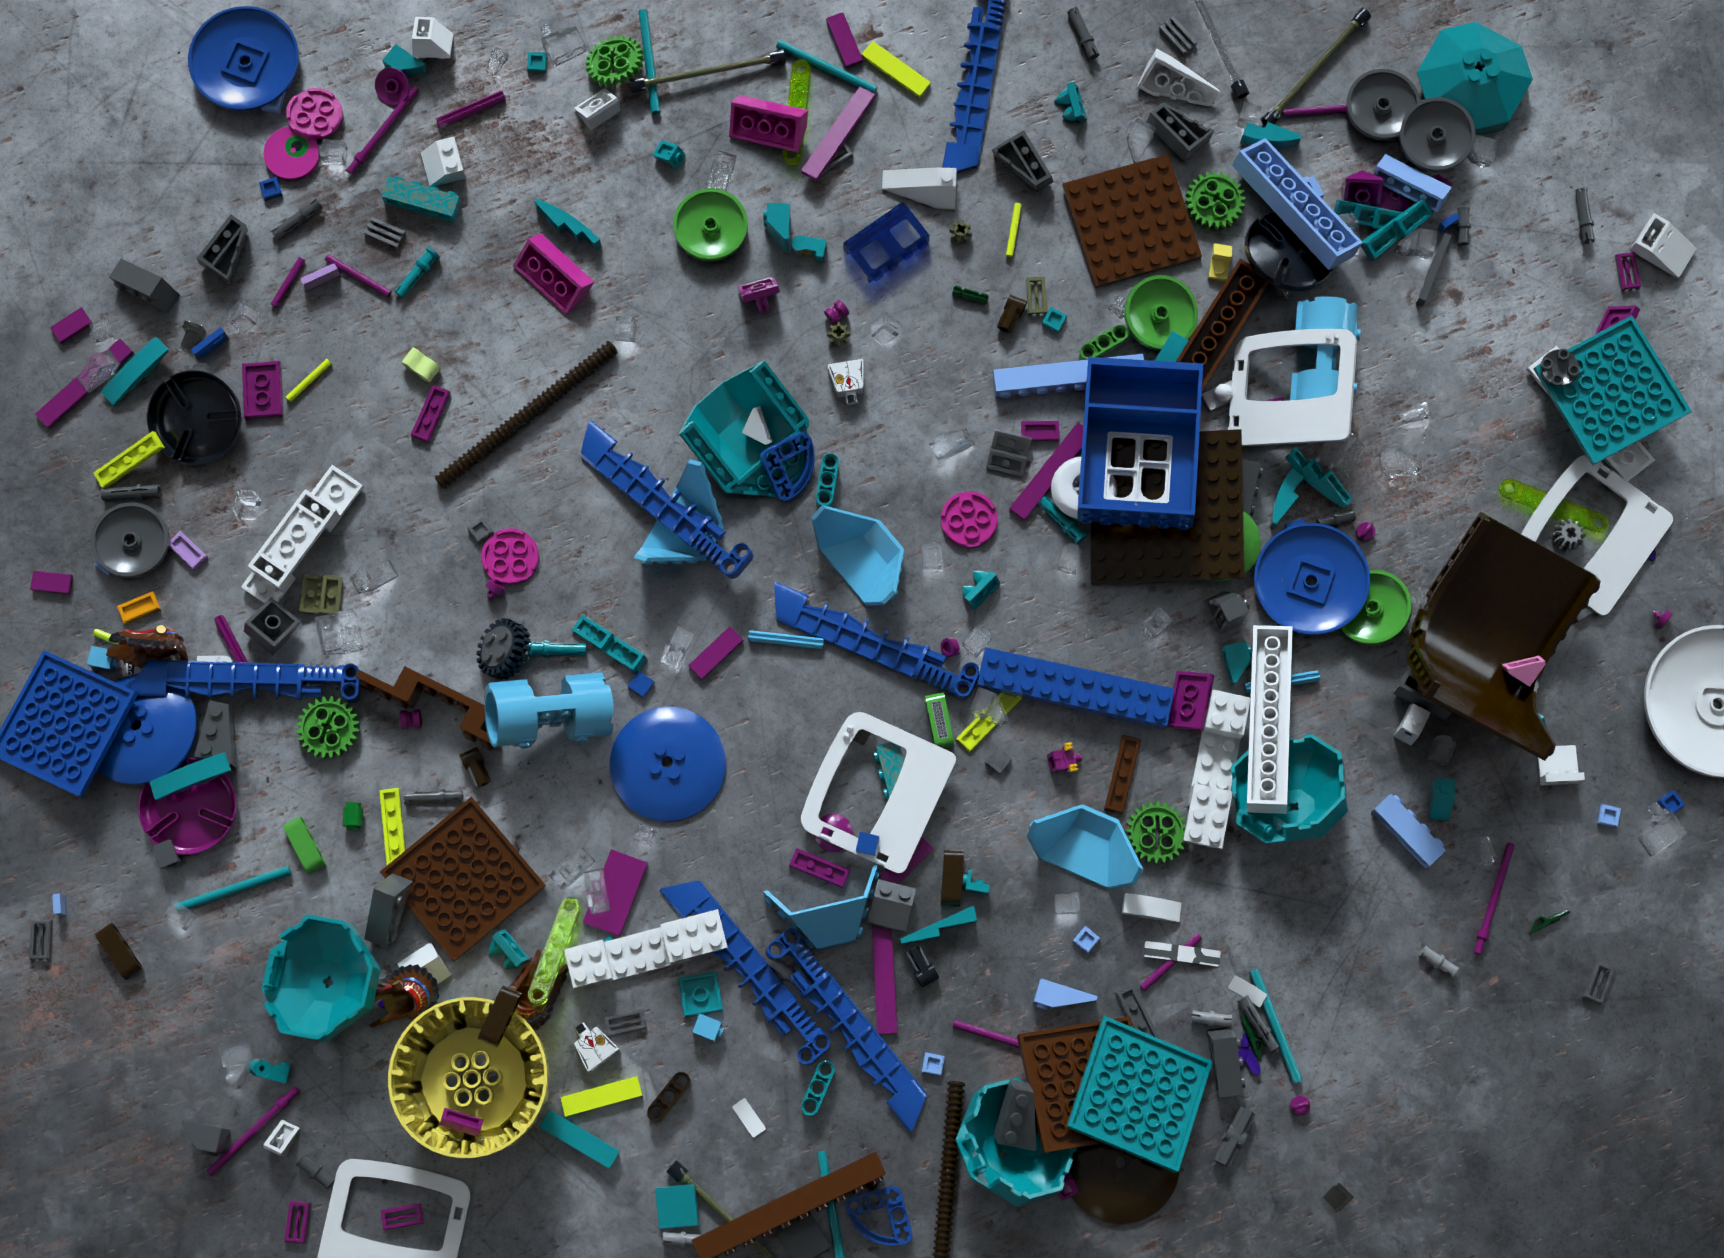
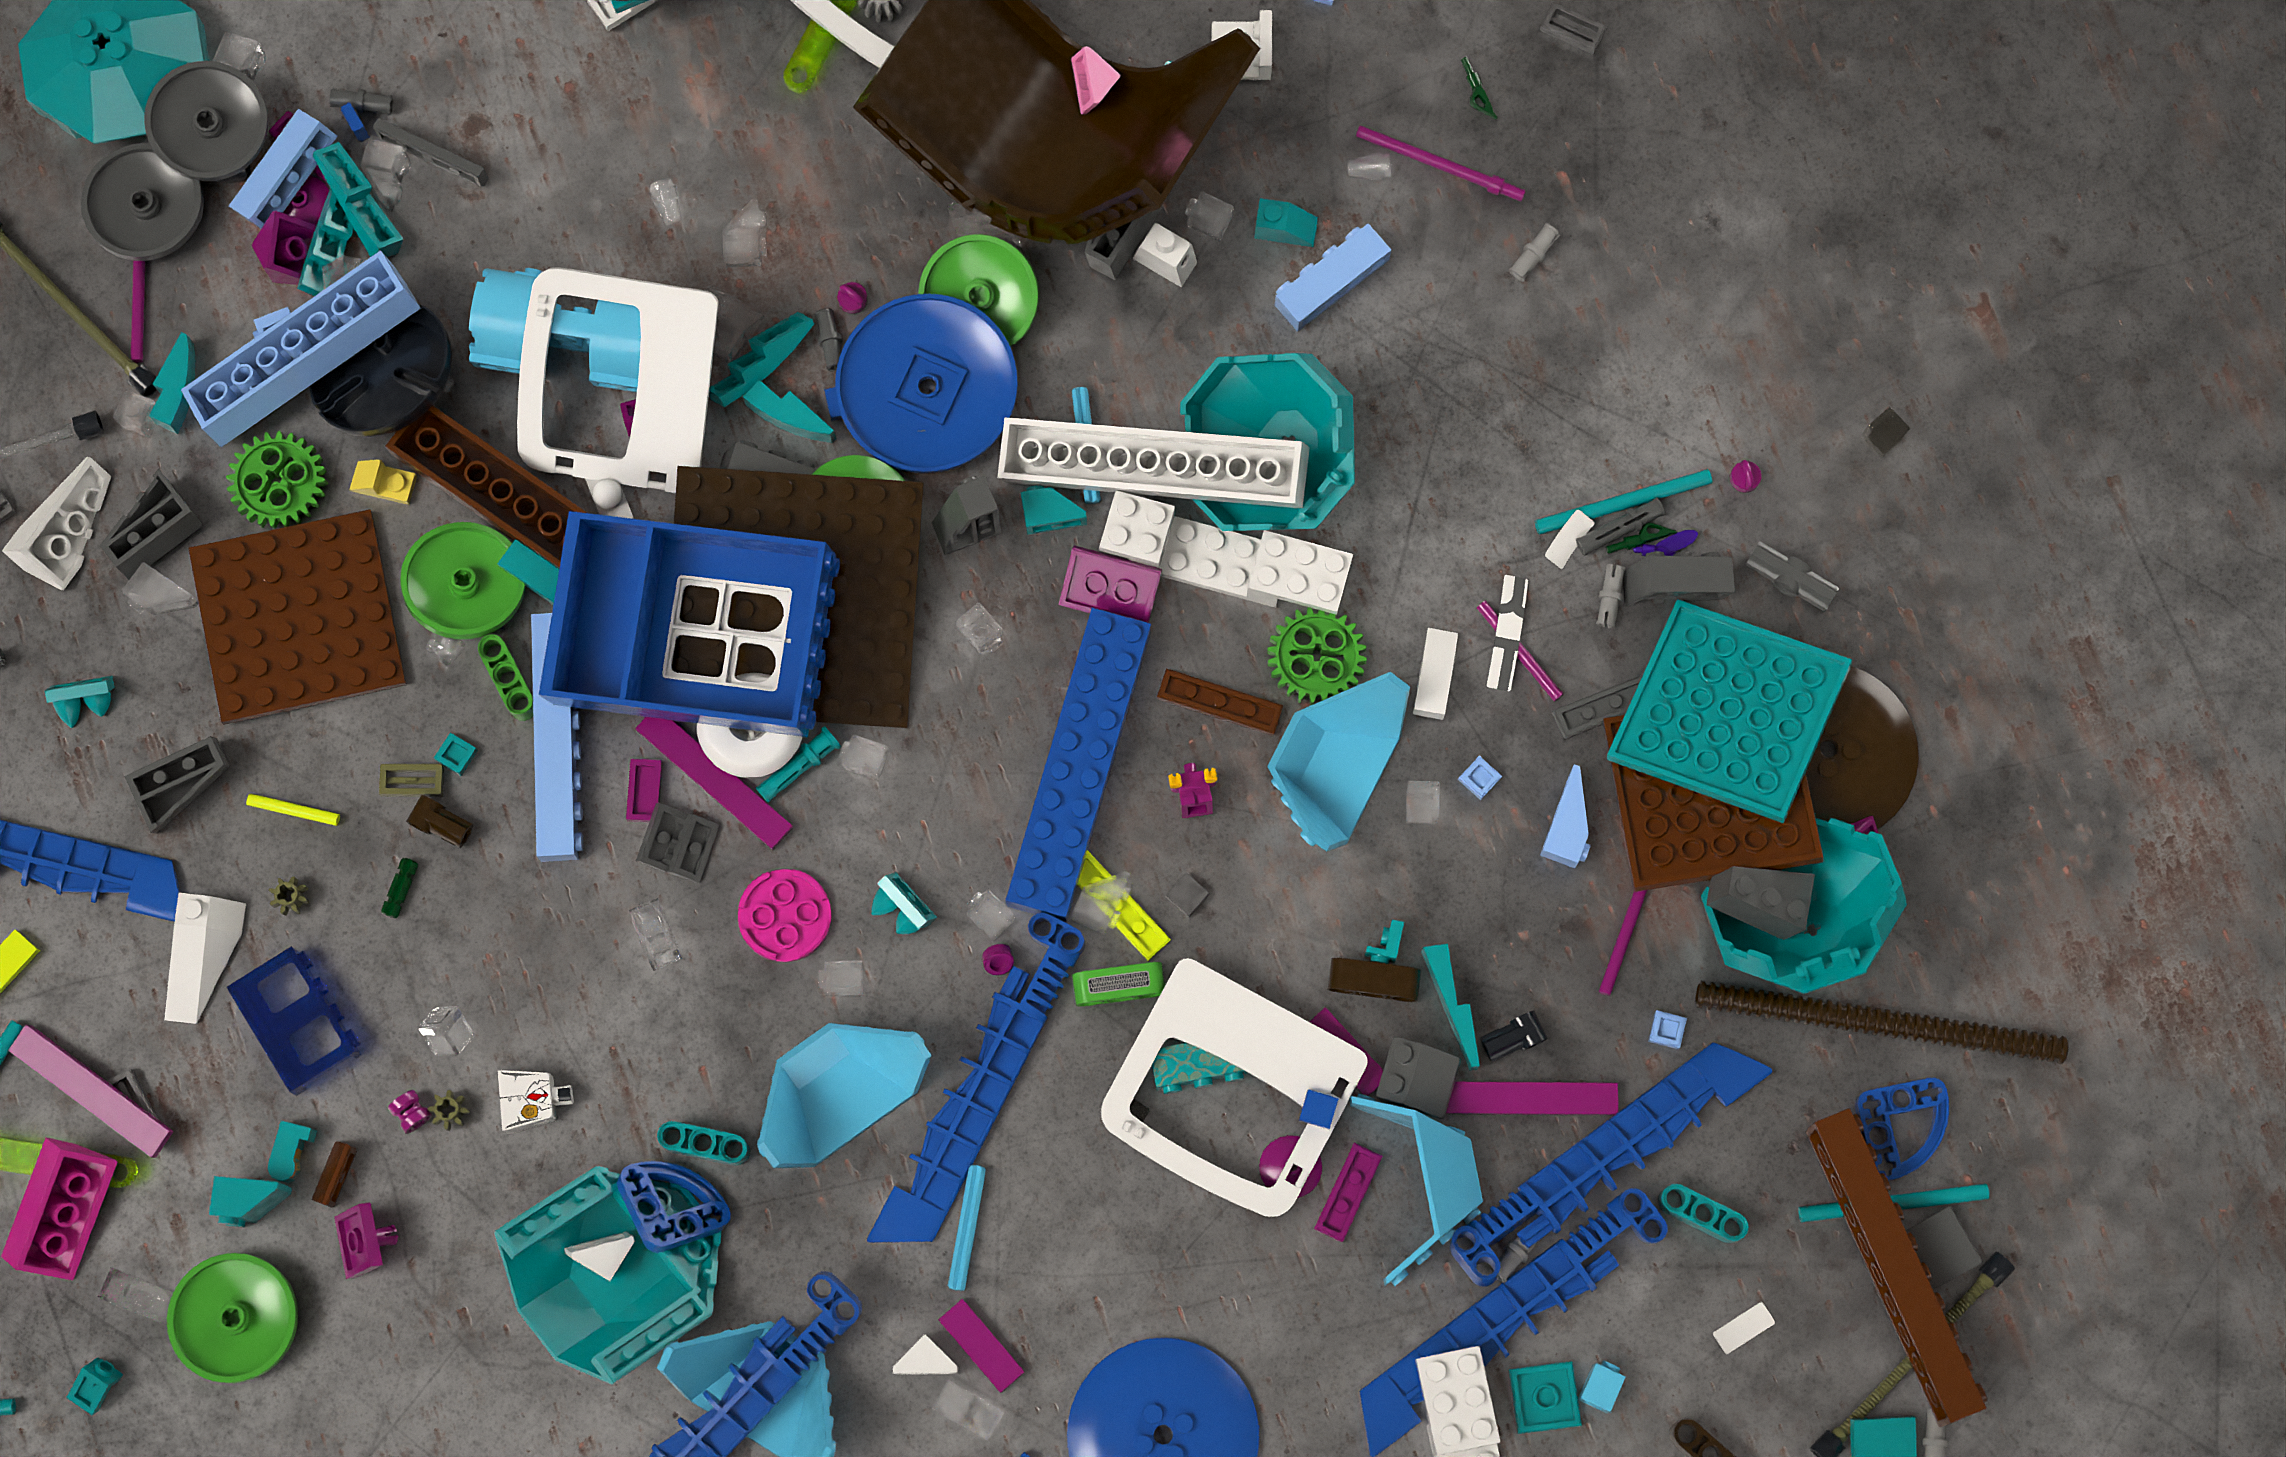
camera: 85 degrees left, 0 degrees up
(706, 620) = (925, 1358): none -> white slope
(797, 274) = (334, 1174): none -> reddish brown slope

